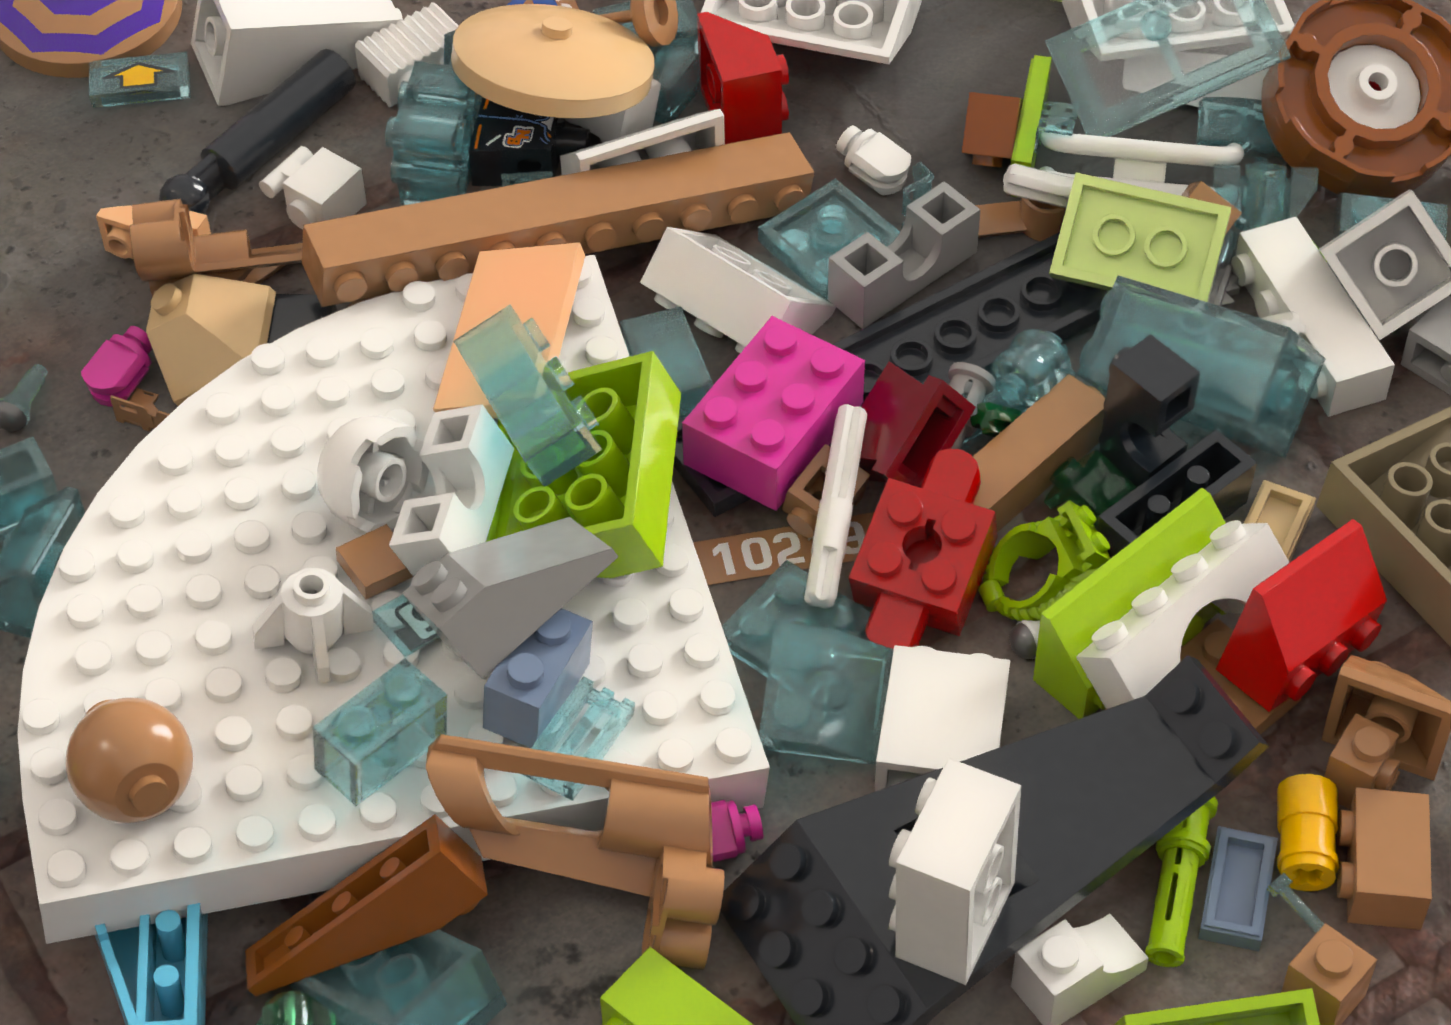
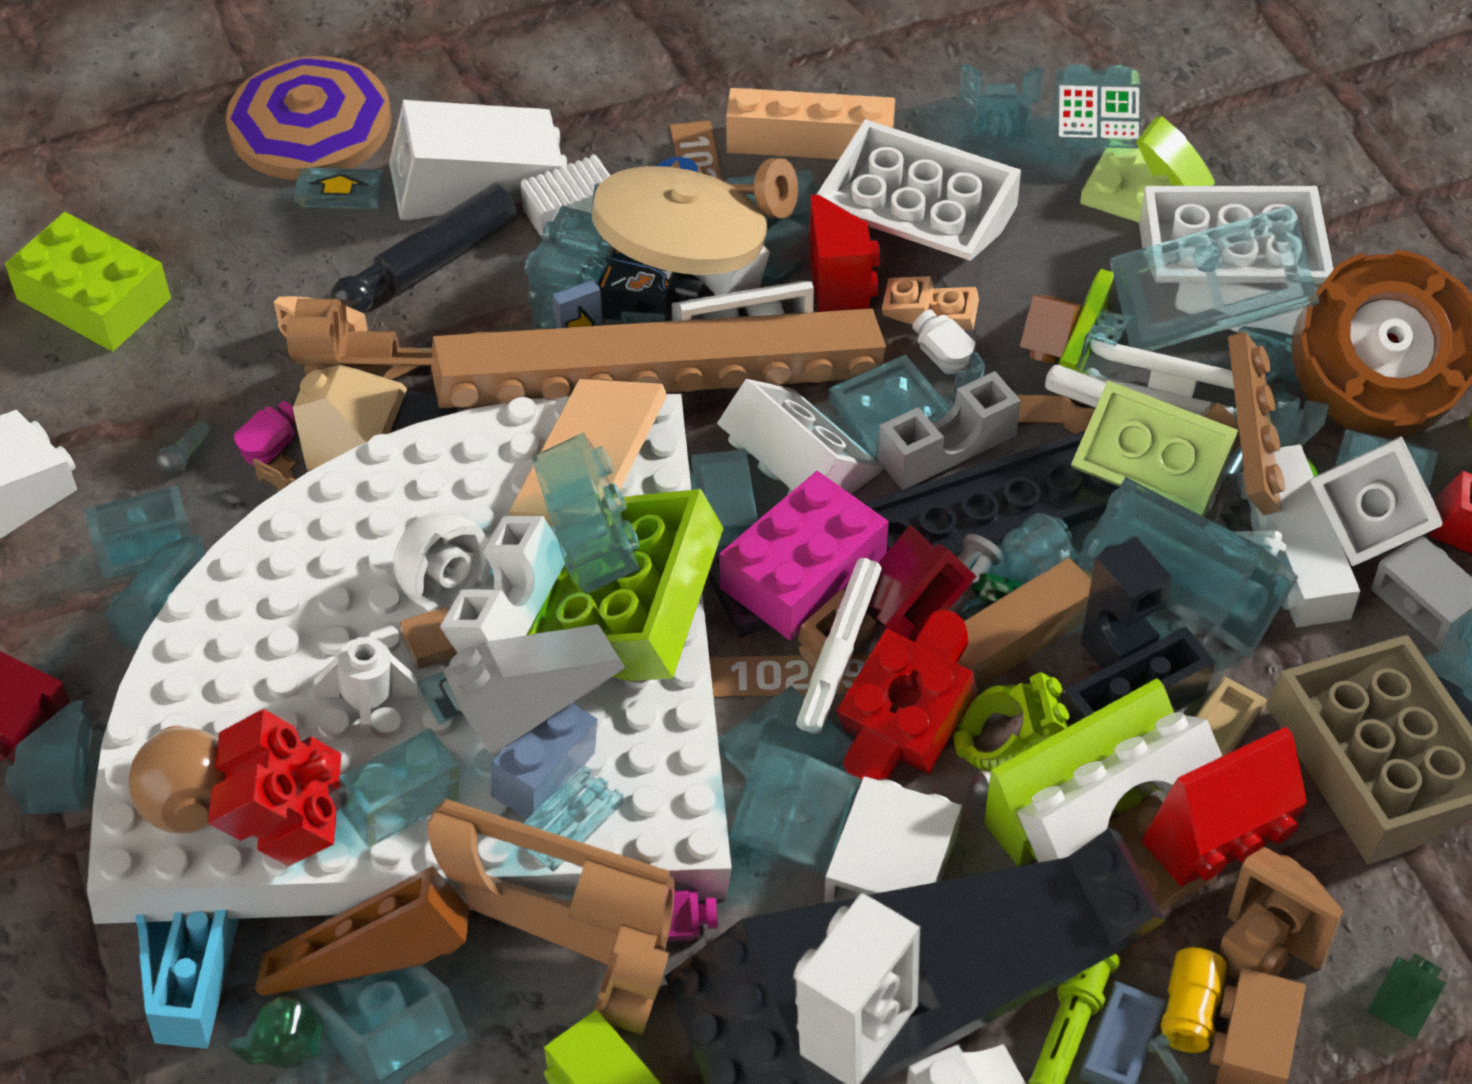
camera: 10 degrees right, 0 degrees up
(243, 750) = (275, 788): none -> red brick
(316, 186) = (464, 302): white brick -> none
(457, 171) = (578, 306): none -> sand blue tile
(828, 114) = (911, 296): none -> light nougat slope
(1088, 482) = (1067, 657): clear green bracket -> none
(1251, 211) = (1257, 434): none -> medium nougat plate

